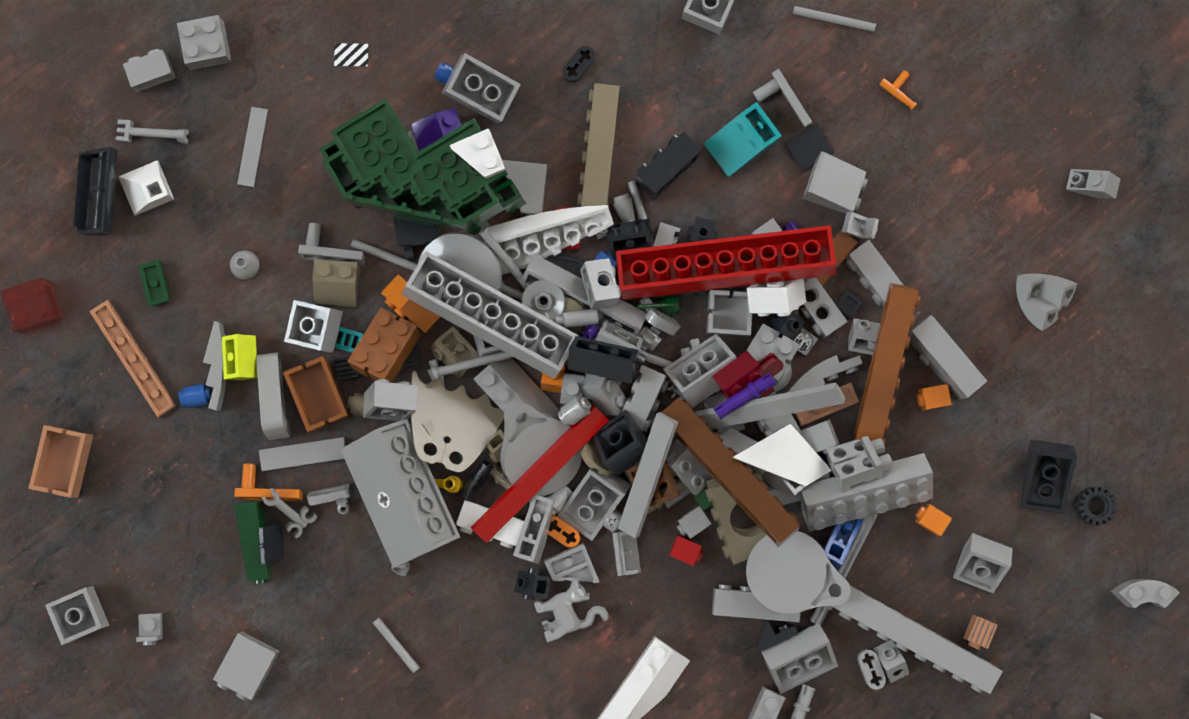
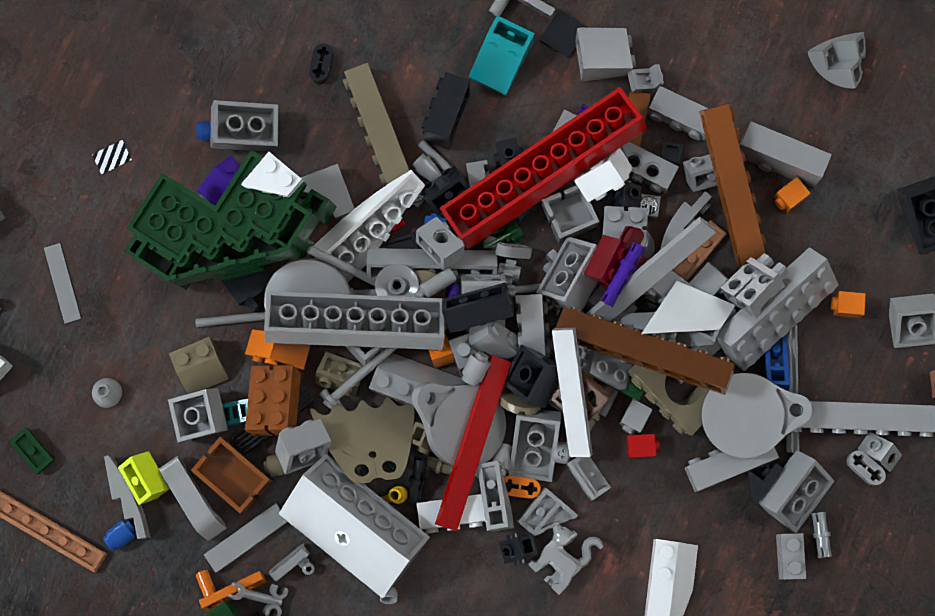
camera: 15 degrees left, 5 degrees down
(312, 251) = (162, 347): light grey piece -> none

